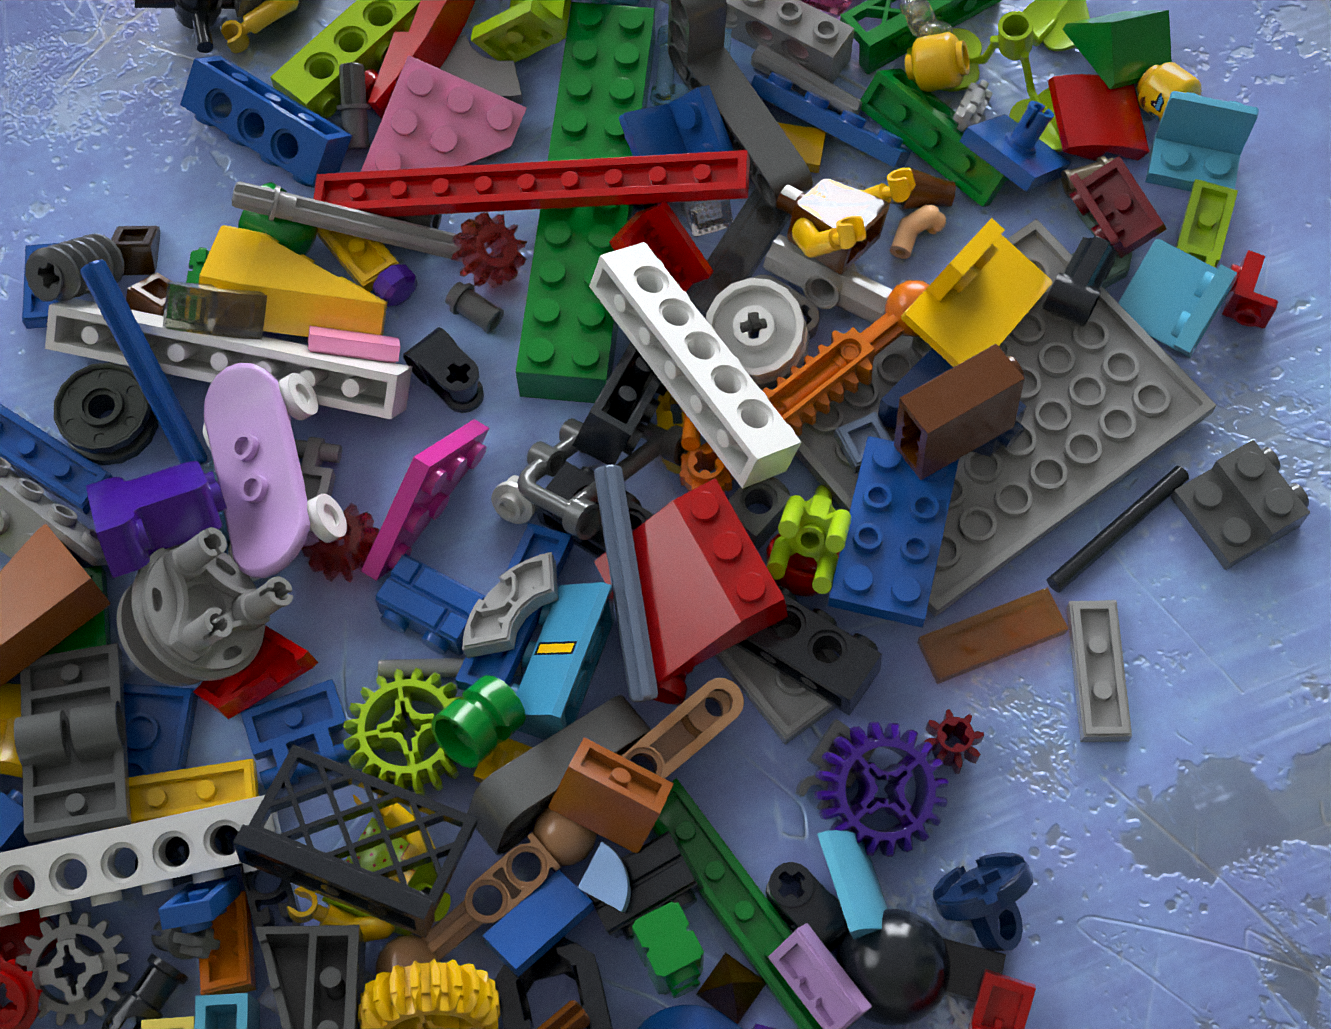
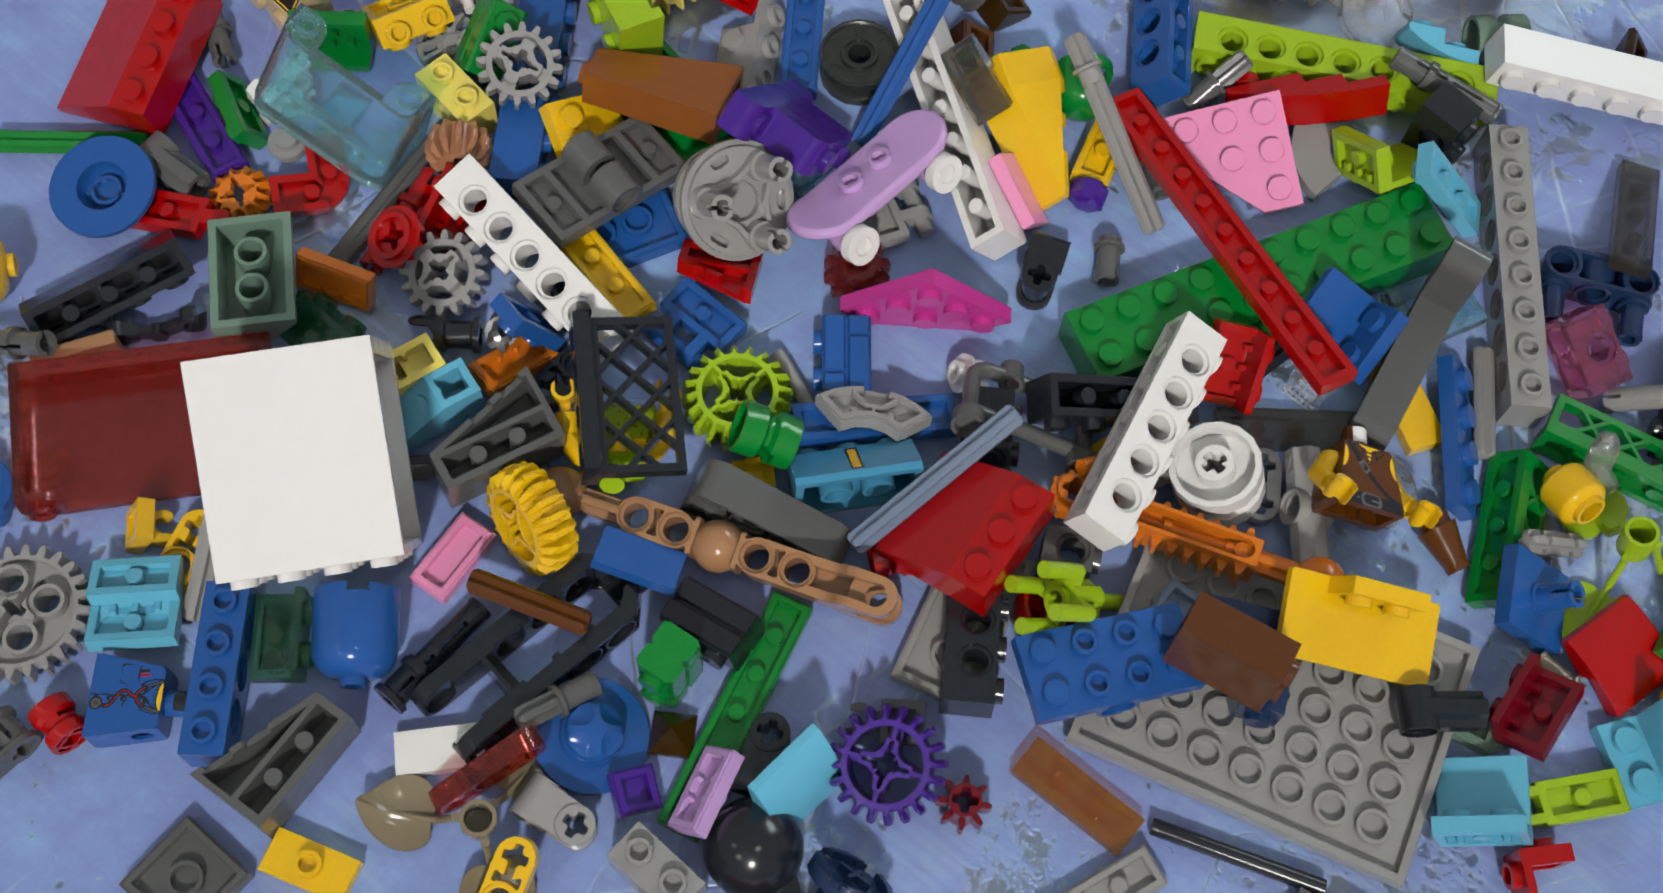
camera: 55 degrees right, 0 degrees up
(502, 243) = (1157, 257): clear red gear -> none
(607, 878) = (696, 590): light blue tile -> none
(610, 795) = (759, 555): dark orange panel -> none
(910, 226) = (1407, 552): light nougat arm -> none

